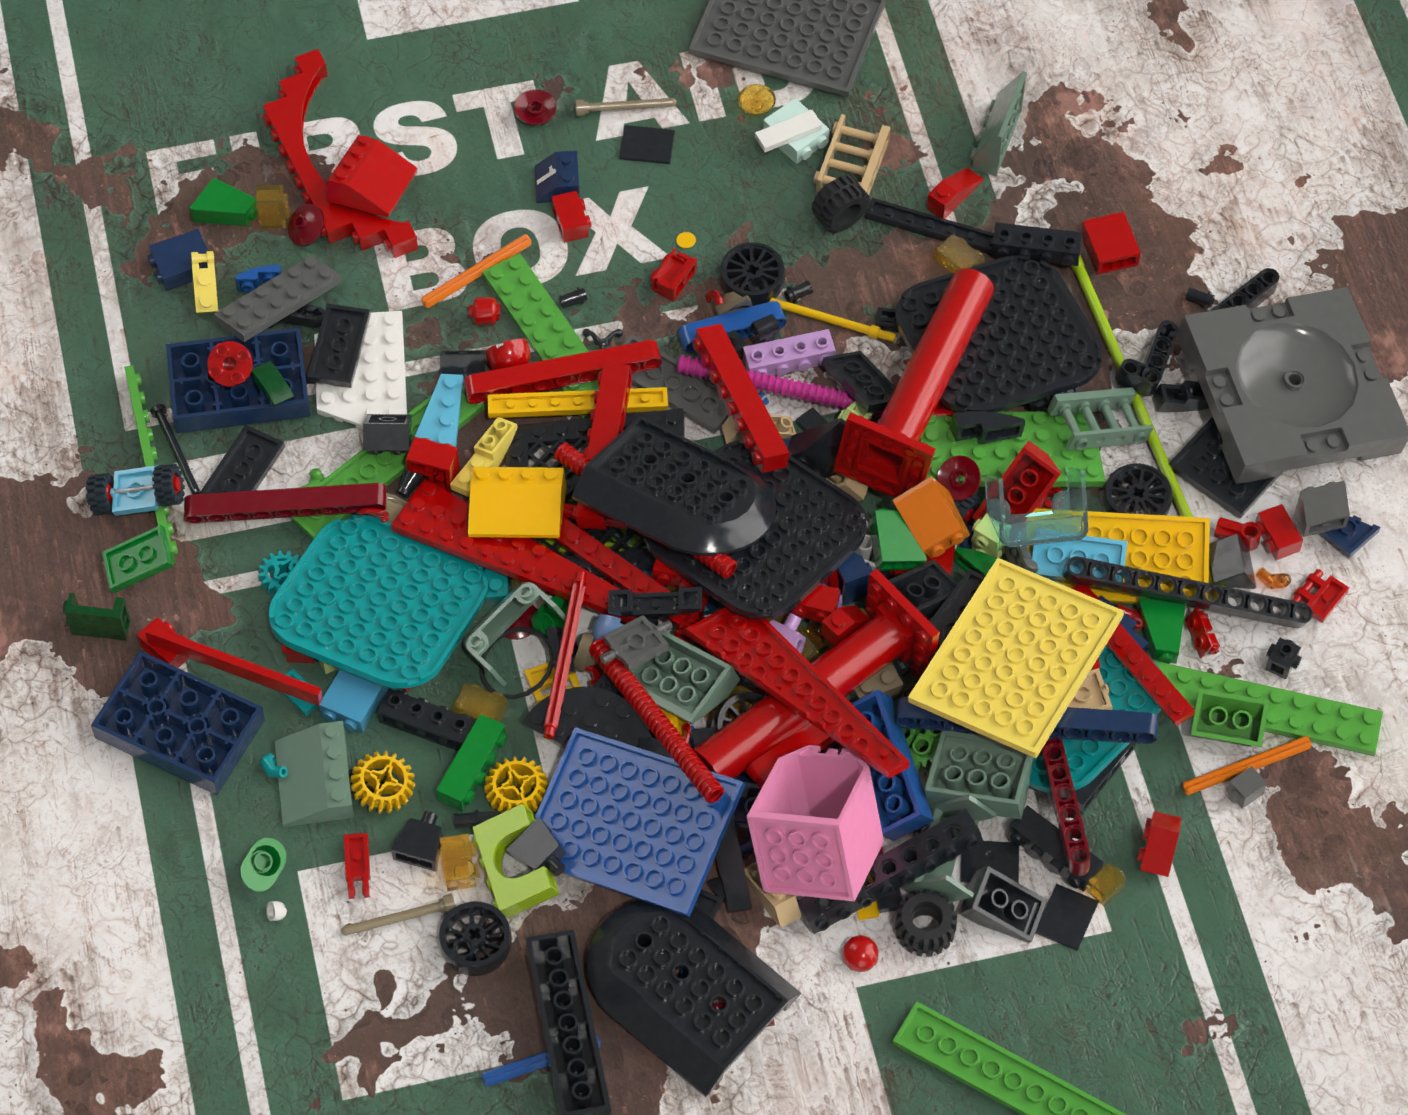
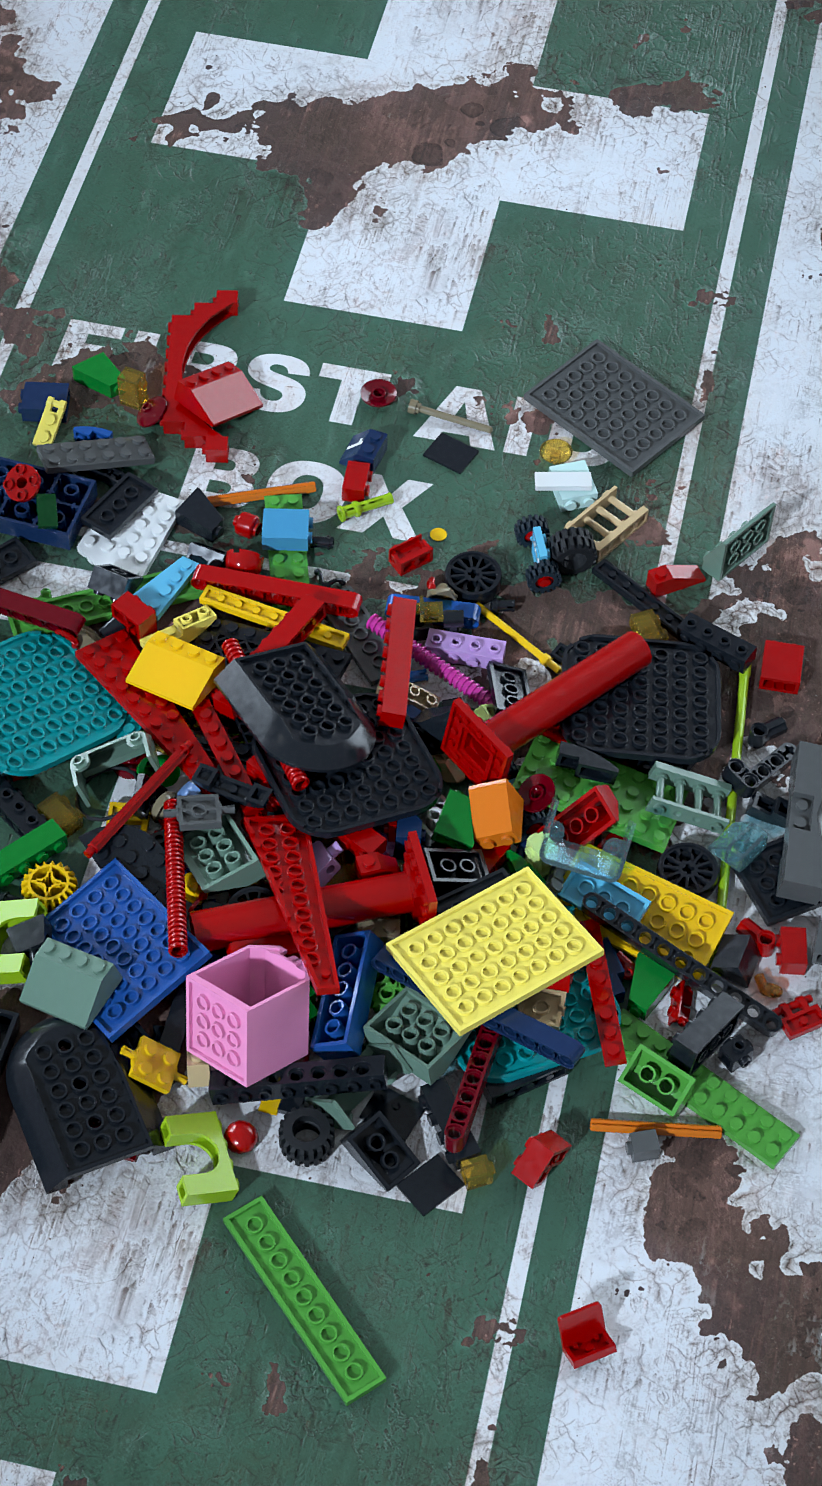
camera: 25 degrees right, 5 degrees down
(430, 322) = (200, 516): none -> black slope
(533, 300) = (286, 529): none -> dark azure brick
(589, 244) = (357, 508): none -> lime pin
(610, 877) = (69, 983): none -> sand green slope
(736, 327) = (429, 610): none -> clear yellow bracket
(738, 920) = (154, 1065): none -> yellow plate
(792, 201) = (535, 533): none -> black plate
(826, 964) = (204, 1132): none -> lime arch
(1132, 317) = (766, 731): none -> black piece
(1174, 445) = (739, 844): none -> clear light blue slope
(1249, 650) = (705, 1033): none -> black brick
(1296, 996) = (585, 1335): none -> red bracket

